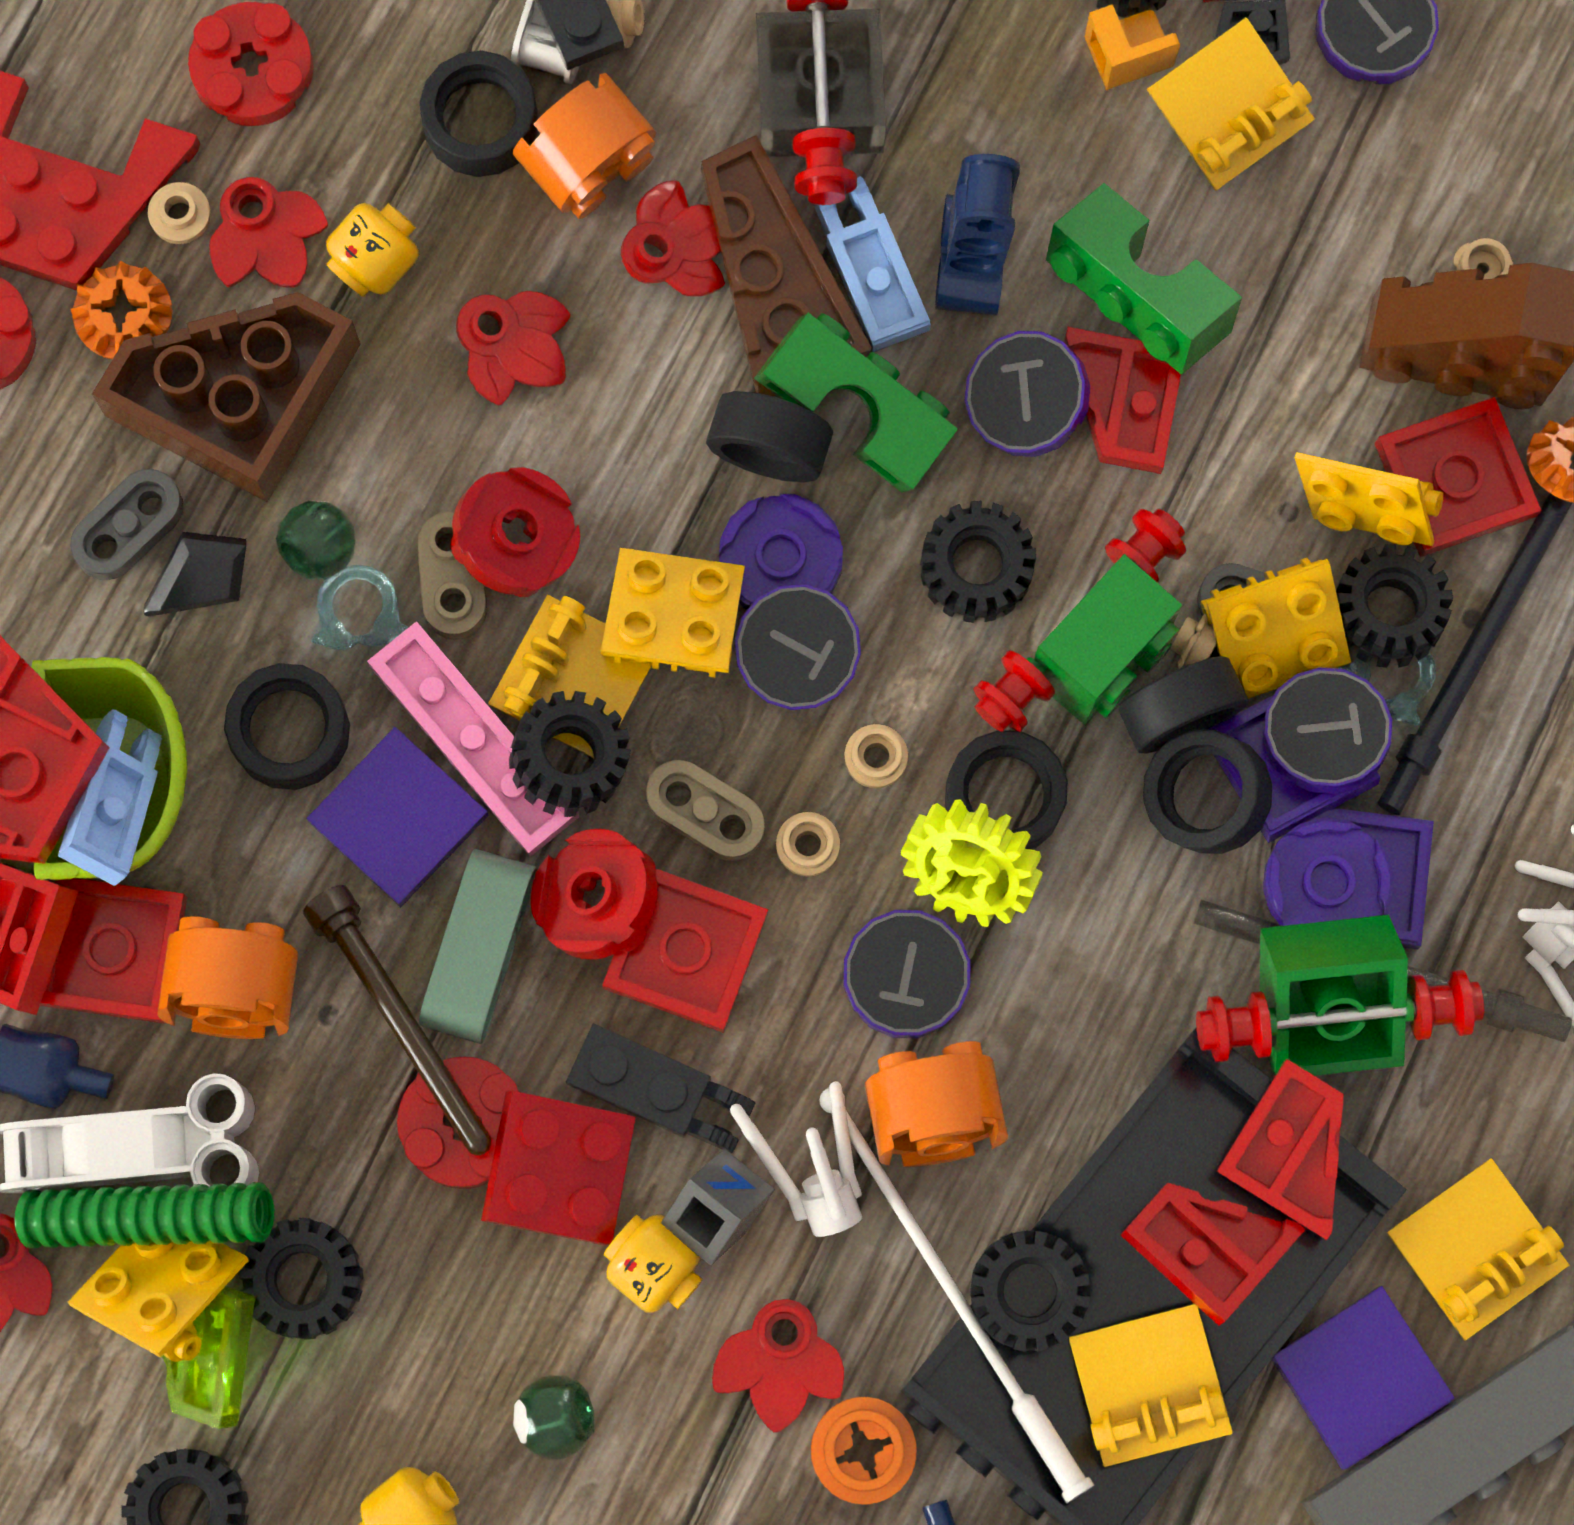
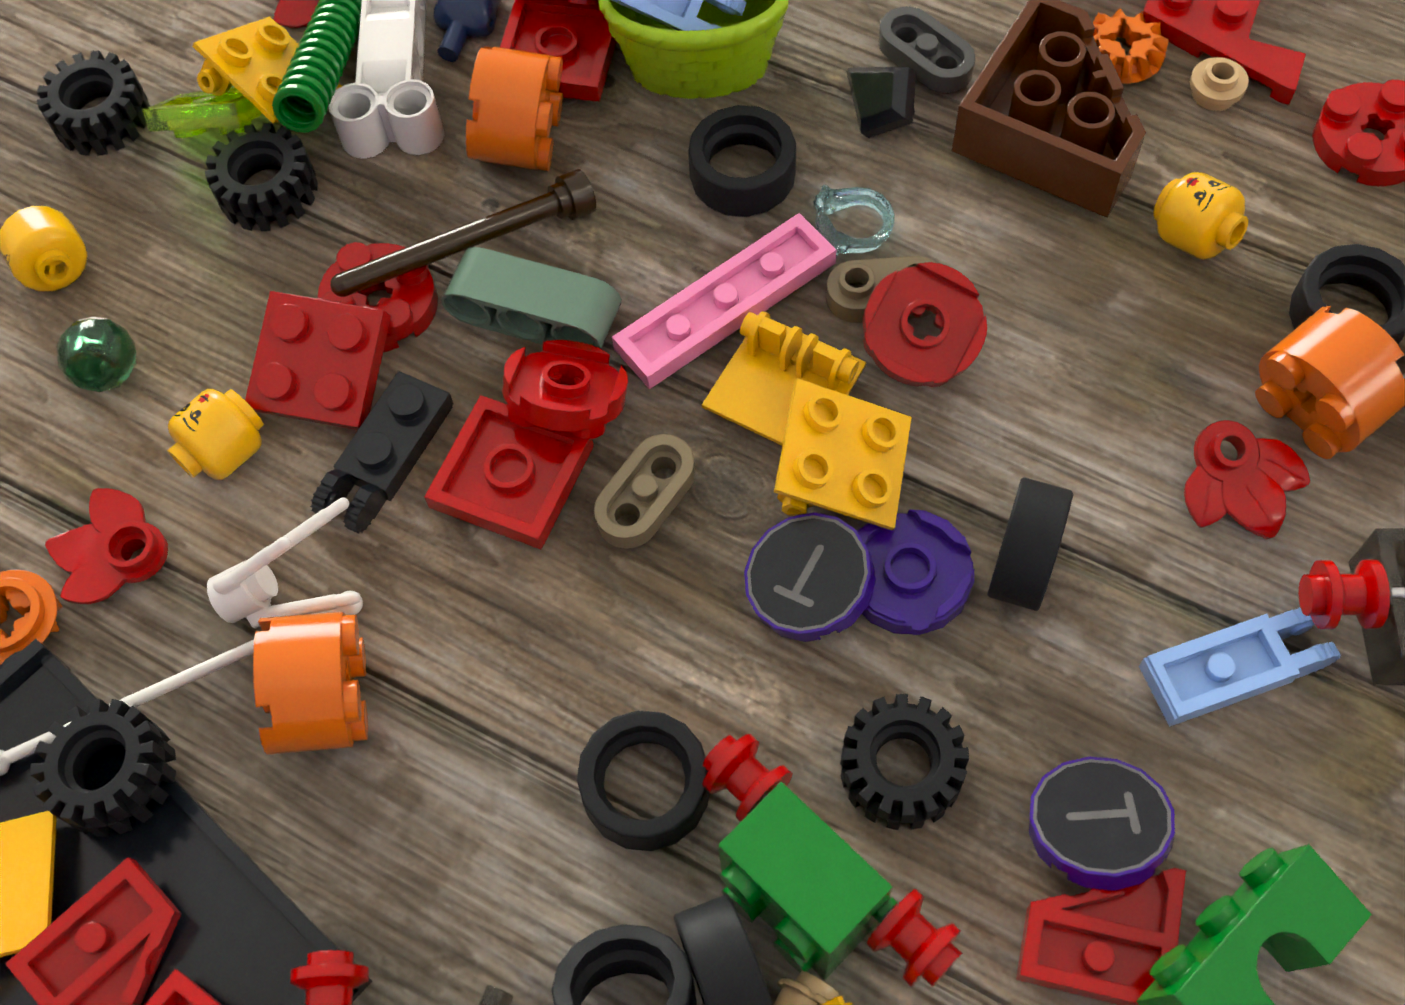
camera: 100 degrees right, 15 degrees down
(267, 242) = (1209, 141): red plate -> none
(316, 539) = (914, 175): clear green piece -> none
(397, 816) = (657, 245): dark purple tile -> none
(519, 350) = (1118, 341): red plate -> none
(583, 720) = (708, 327): black tyre -> none
(717, 1206) = (252, 483): dark grey brick -> none
(768, 254) = (1200, 573): reddish brown wing -> none
(808, 824) = (603, 569): tan plate -> none
(880, 737) = (688, 636): tan plate -> none
(903, 429) = (1050, 681): green arch -> none
(906, 973) = (465, 677): black tile -> none
(967, 861) = (558, 726): neon yellow gear -> none
(977, 235) = (1286, 745): dark blue piece -> none

